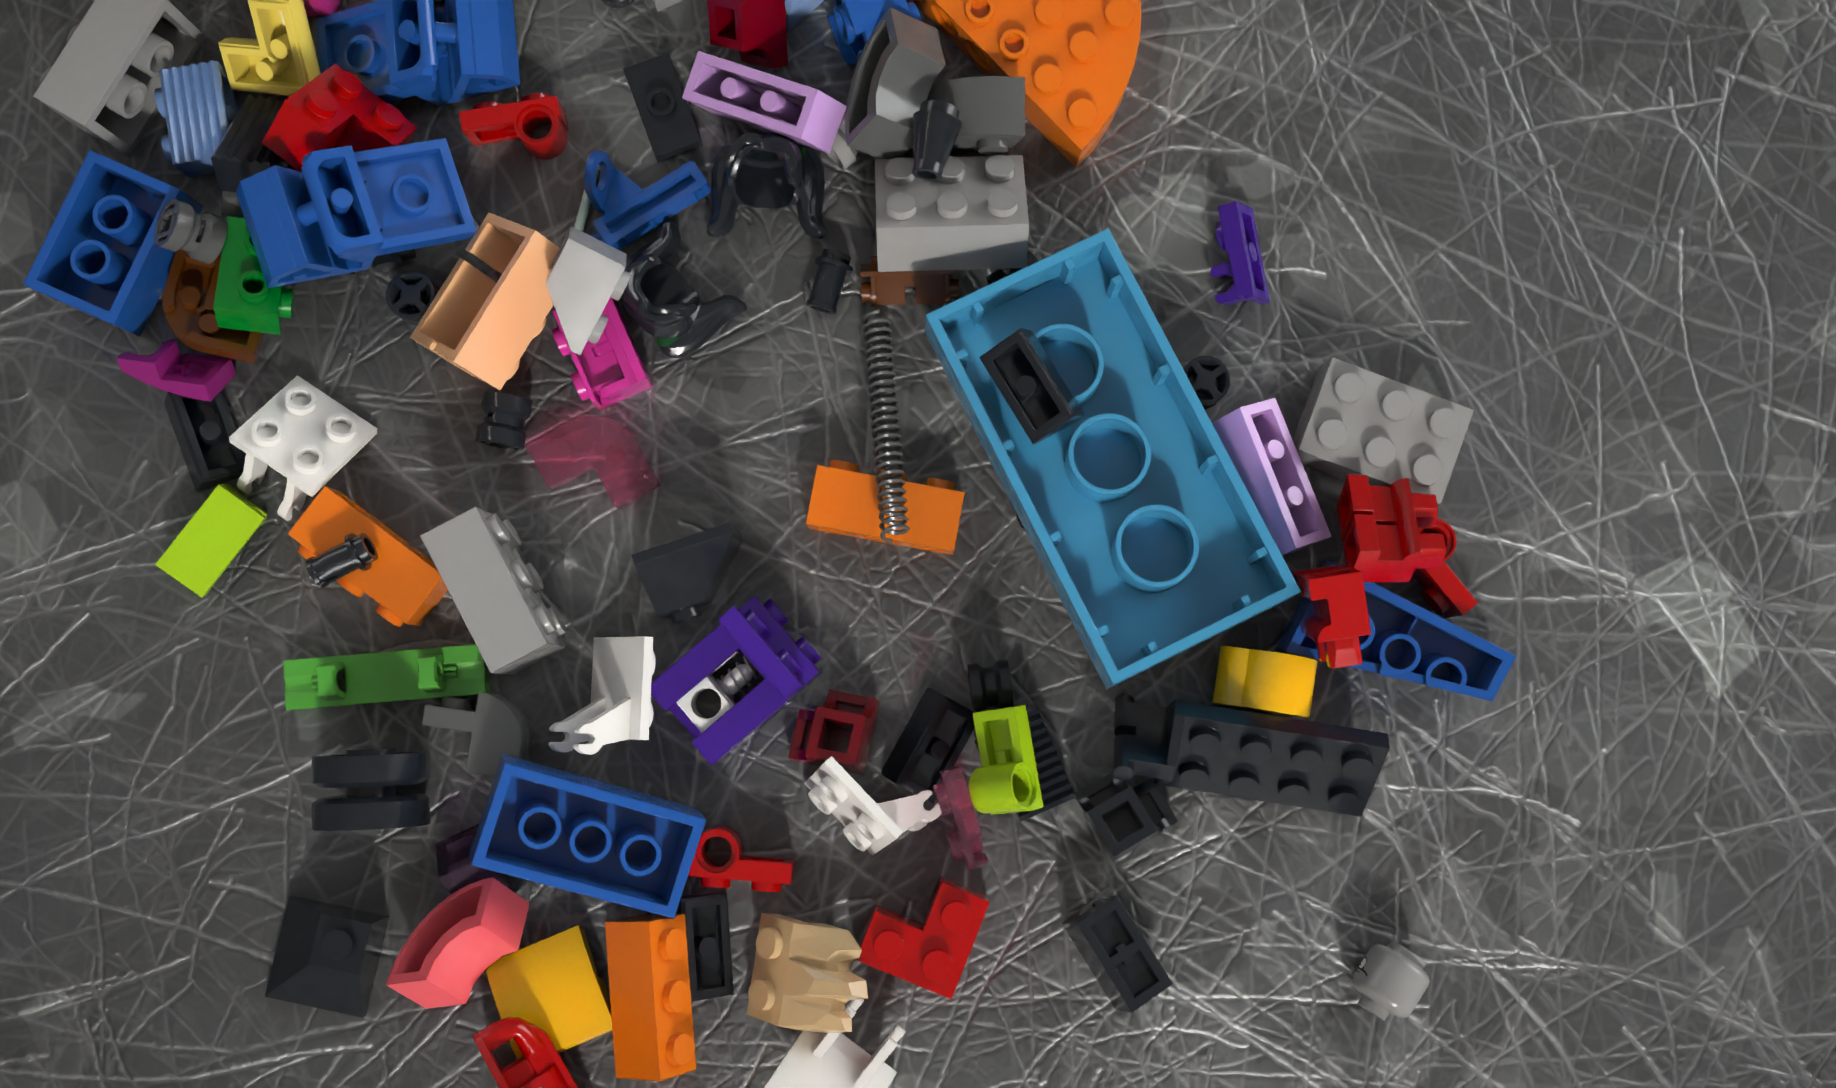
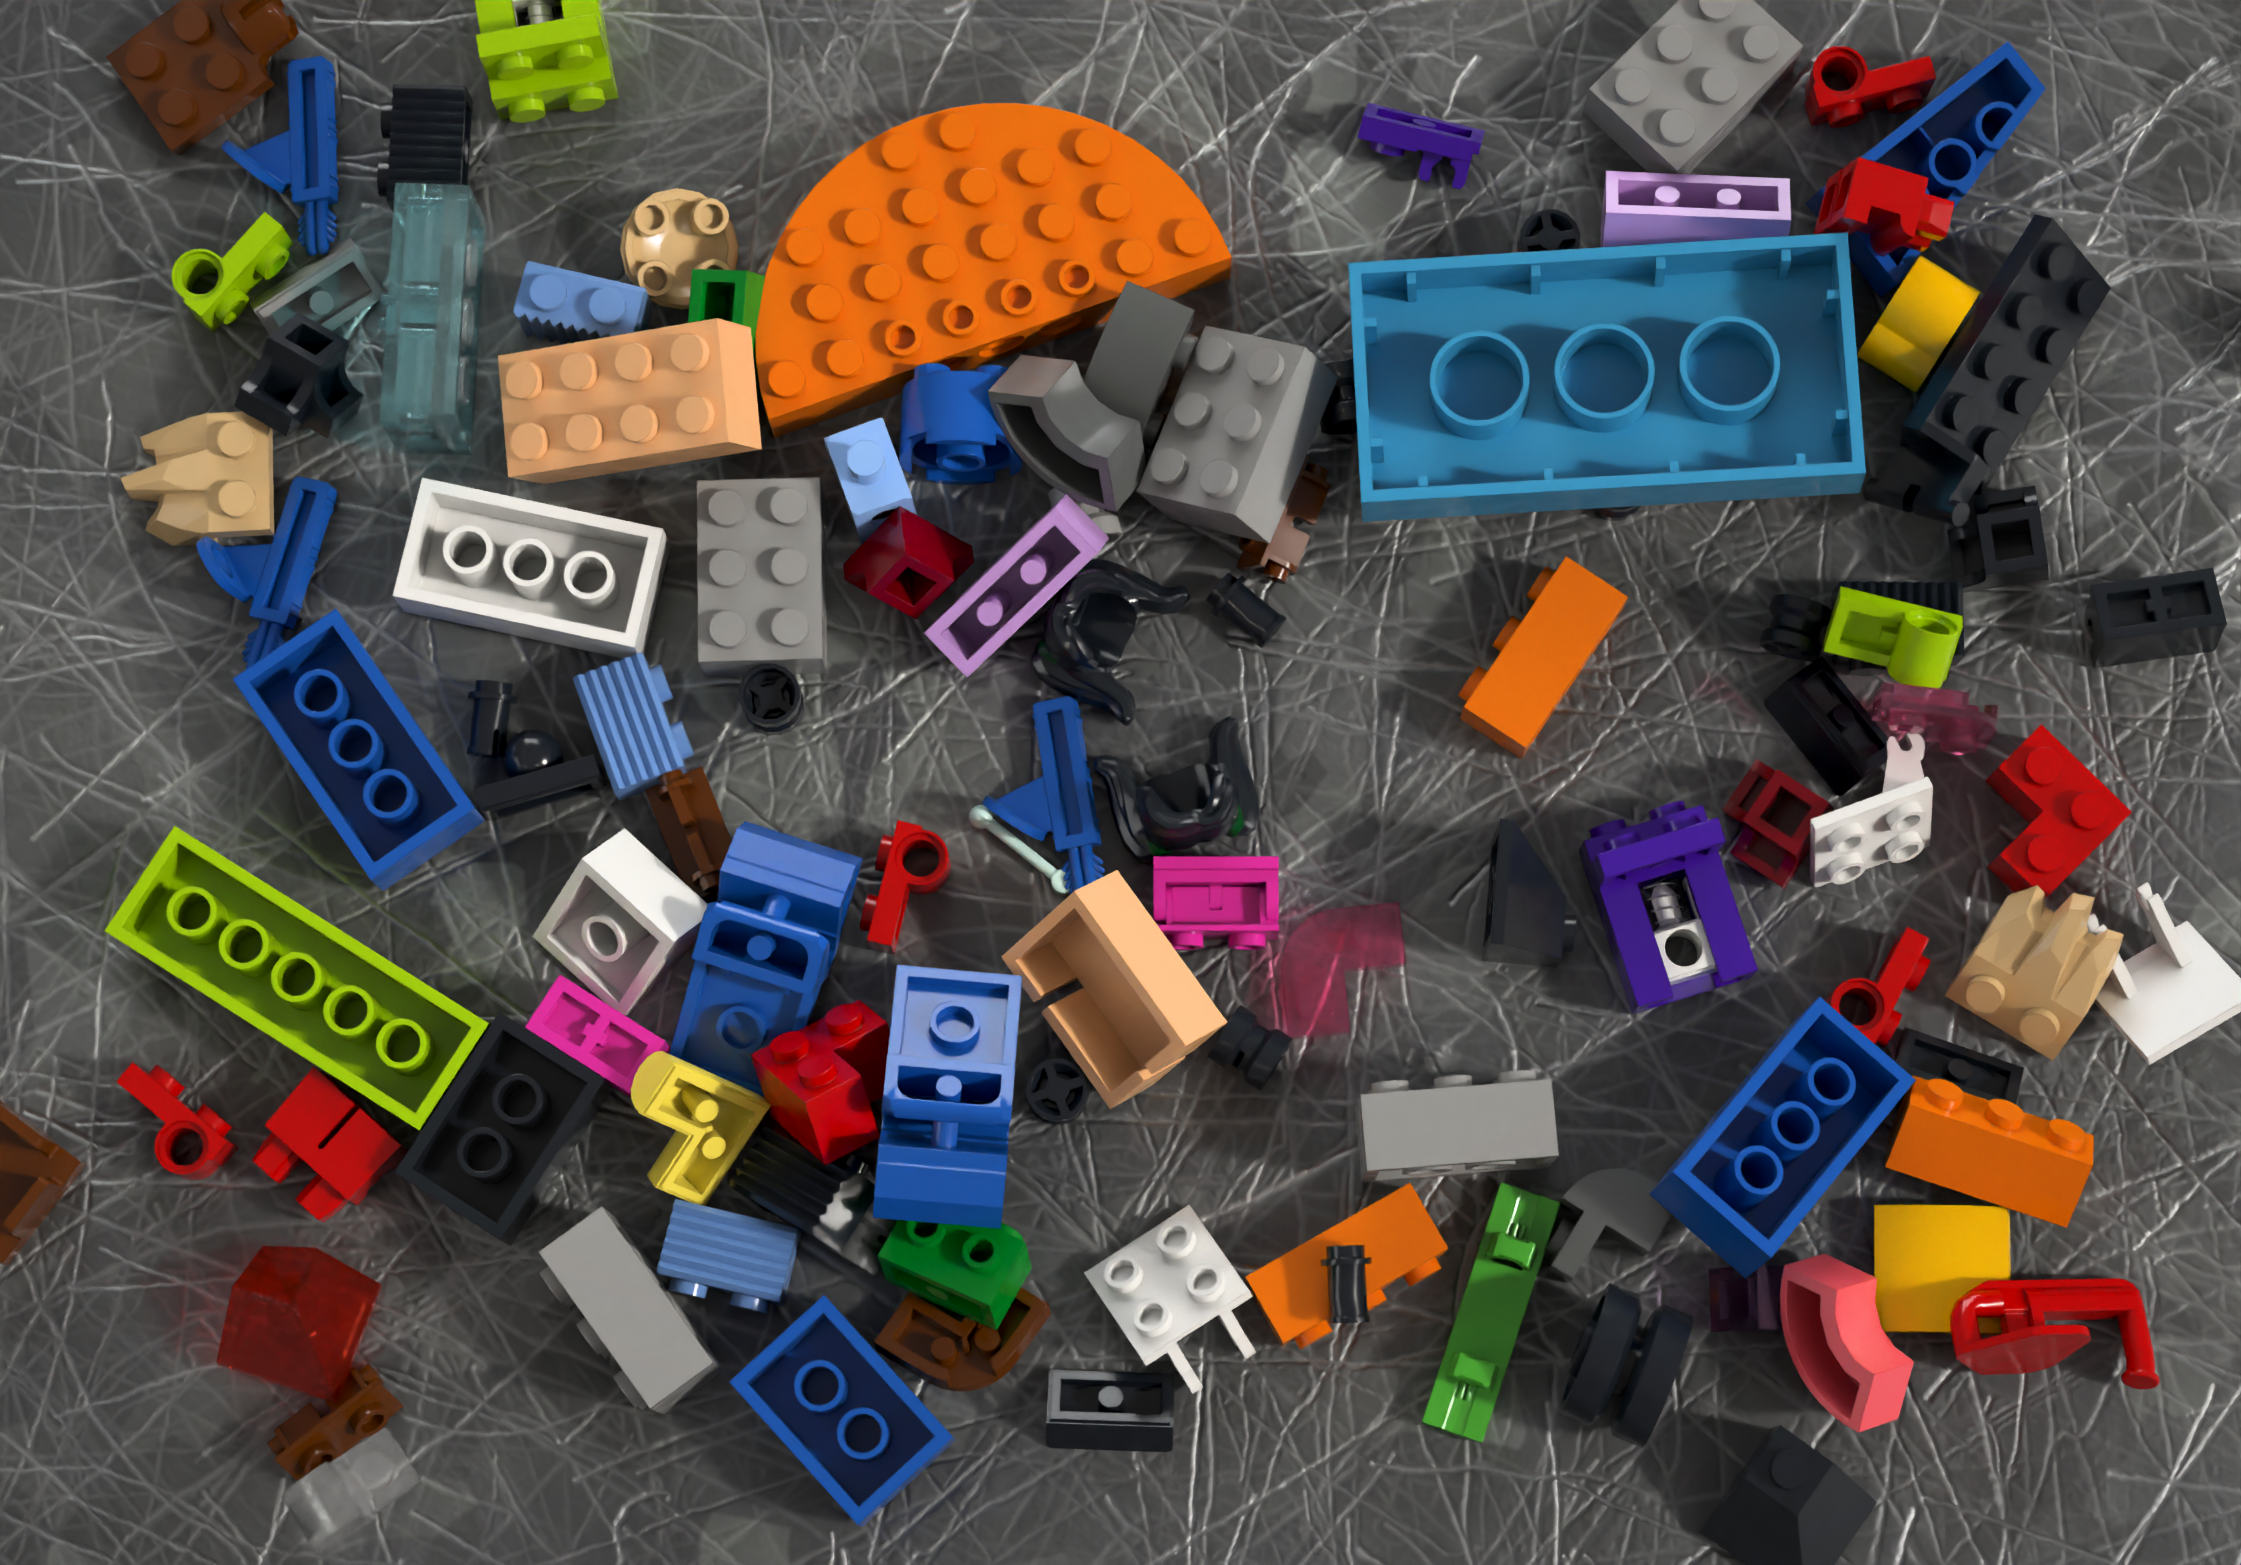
camera: 60 degrees left, 5 degrees down
(184, 374) = (1026, 1400): magenta slope -> none
(192, 232) = (883, 1300): dark grey wheel -> none
(212, 539) = (1245, 1443): lime hinge -> none
(581, 284) = (1157, 867): slope -> none
(619, 697) = (1629, 1044): white plate -> none
(662, 107) = (951, 713): black plate -> none
(894, 515) = (1444, 608): dark grey piece -> none
(934, 136) = (1158, 409): black cone -> none
(1031, 385) = (1495, 420): black slope -> none
(1383, 531) = (1807, 118): red hips -> none

